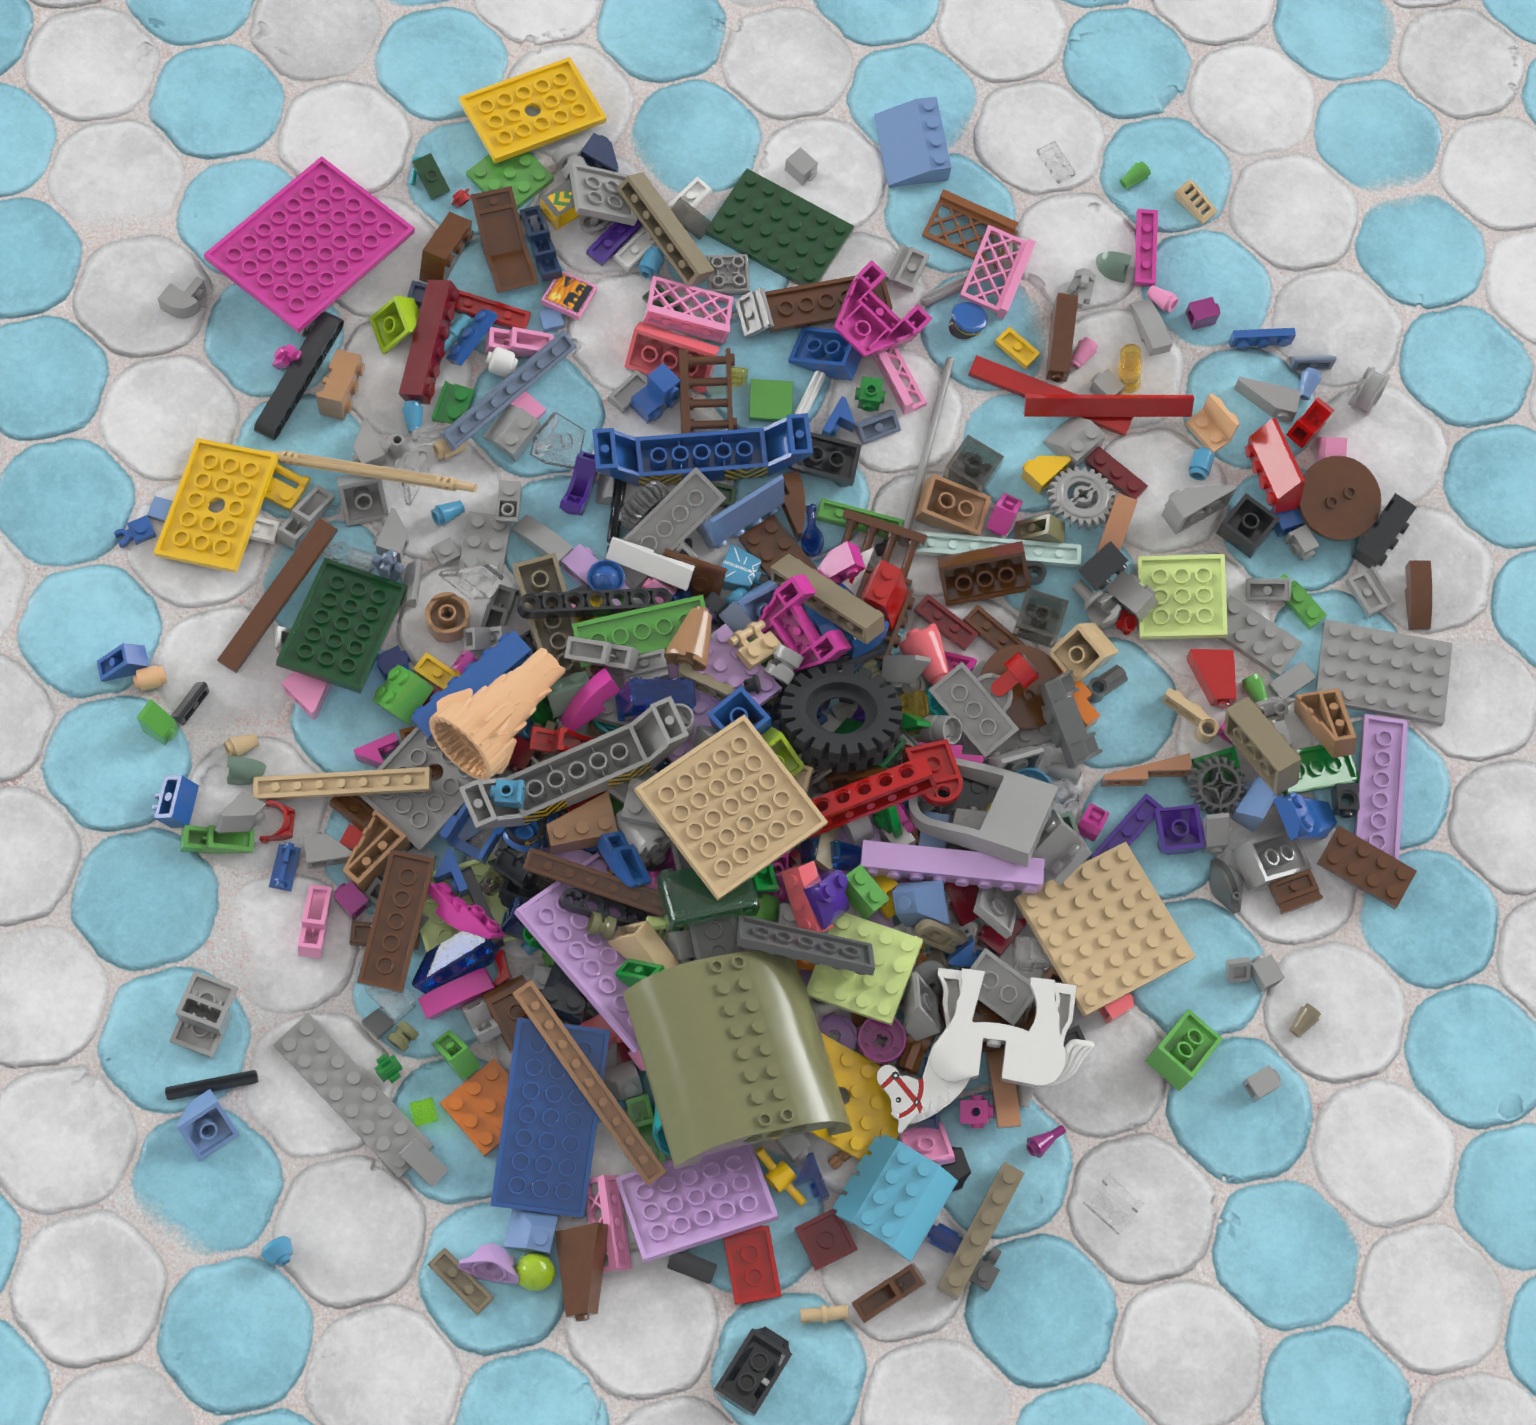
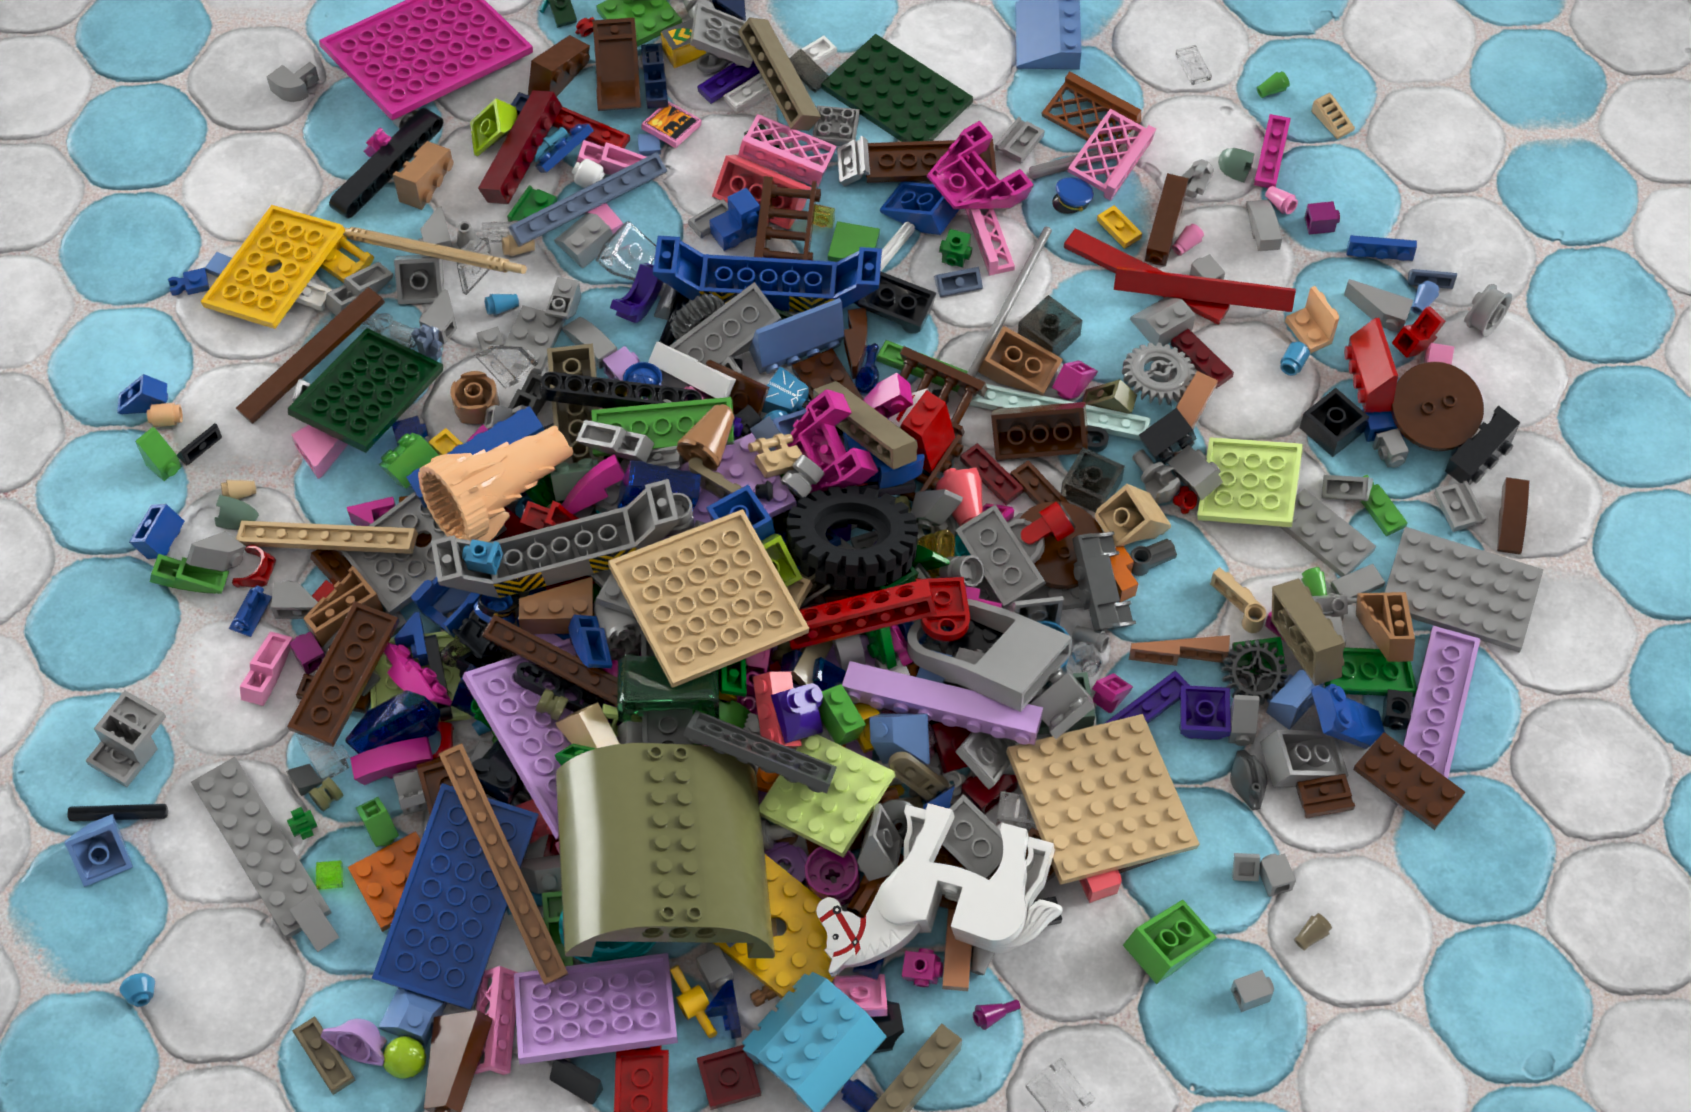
camera: 20 degrees right, 10 degrees down
(412, 414) = (489, 209): dark azure cone -> none
(413, 579) = (450, 364): light grey slope -> none
(651, 262) = (760, 104): dark azure brick -> none
(801, 166) = (930, 37): light grey brick -> none
(839, 418) = (918, 267): blue slope -> none
(1042, 469) = (1122, 340): yellow slope -> none
(1130, 367) = (1234, 256): clear yellow brick -> none
(1195, 504) = (1281, 393): light grey slope -> none
(1215, 675) = (1271, 559): red slope -> none

